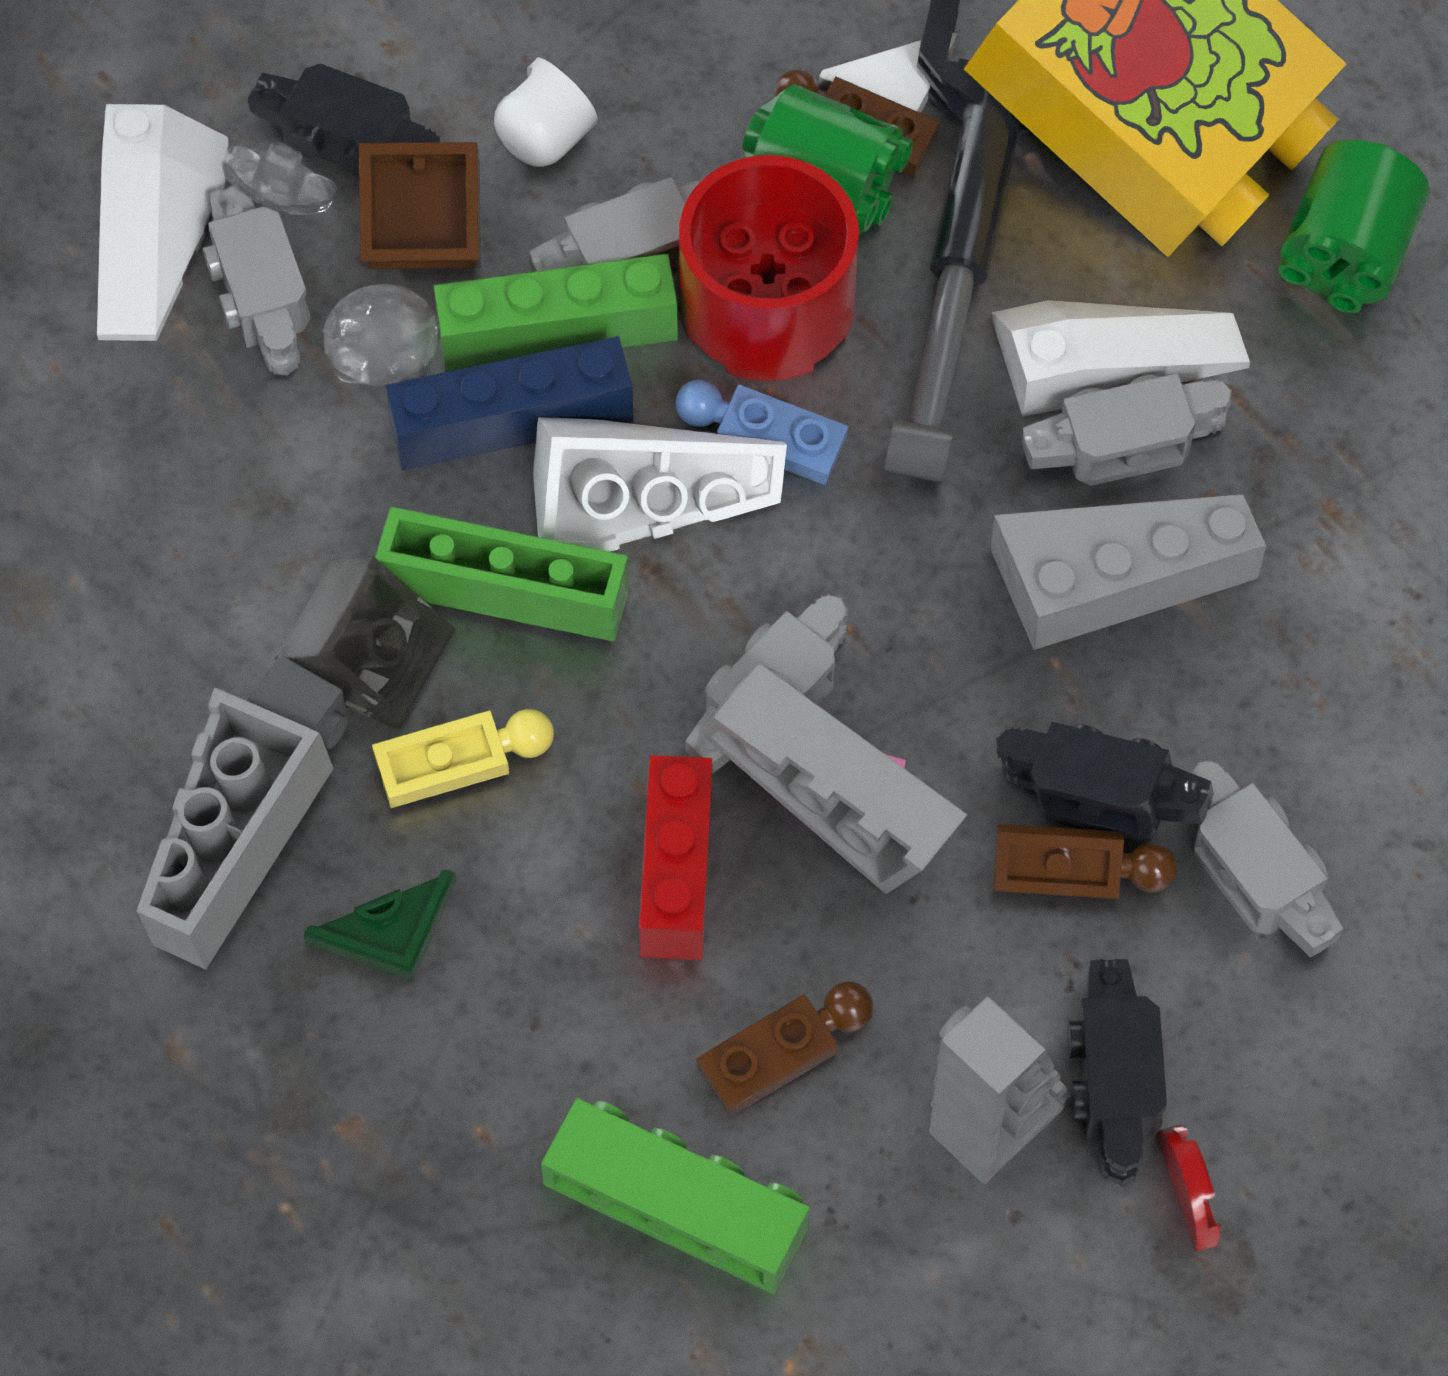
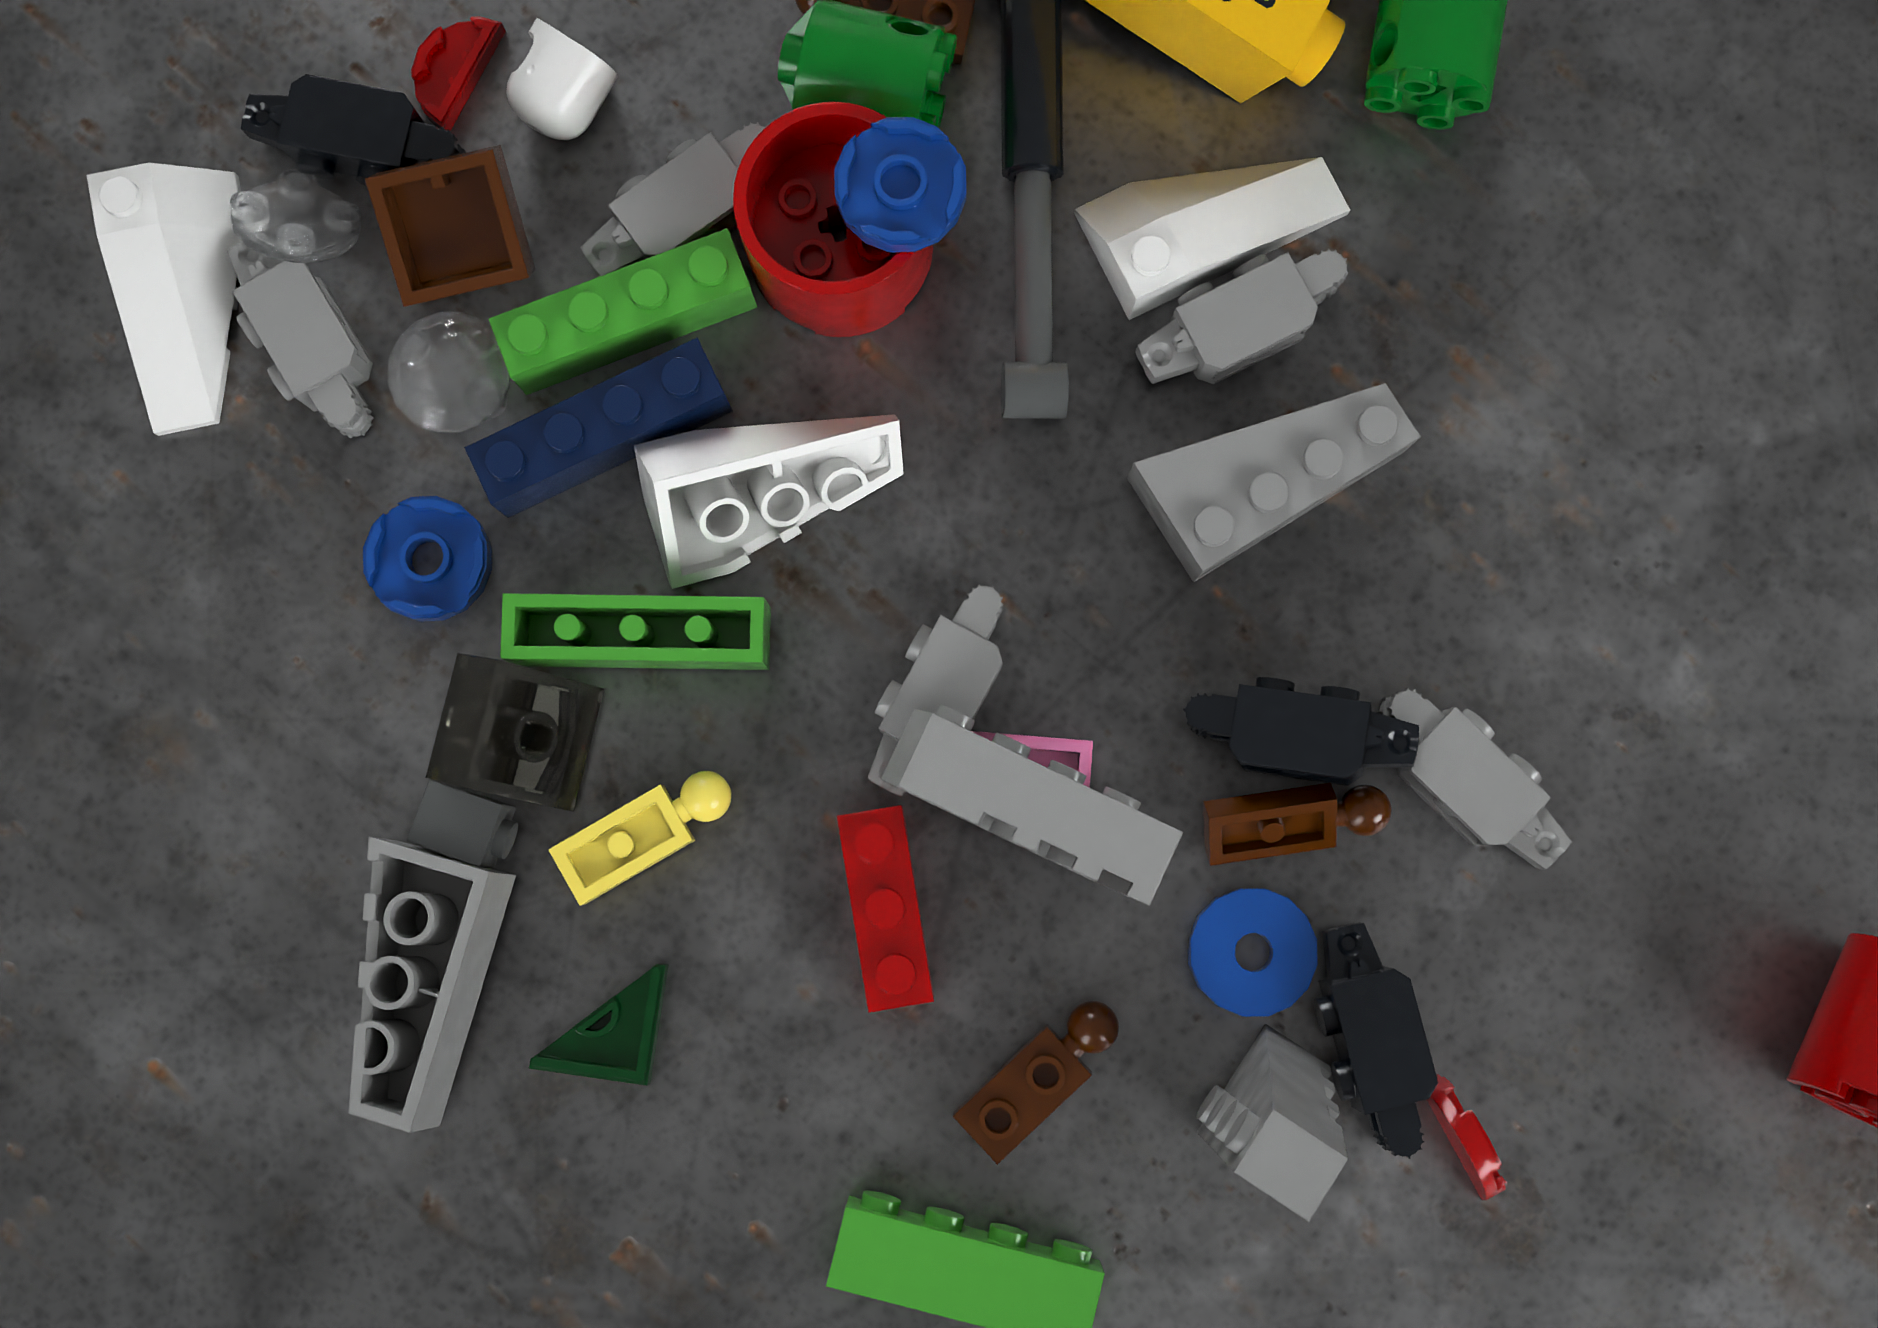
camera: 10 degrees left, 20 degrees up
(320, 517) = (453, 585): none -> blue tile
(449, 87) = (451, 66): none -> red tile
(810, 438) = (870, 389): medium blue plate -> none
(831, 230) = (900, 184): none -> blue tile
(1026, 943) = (1290, 958): none -> blue tile

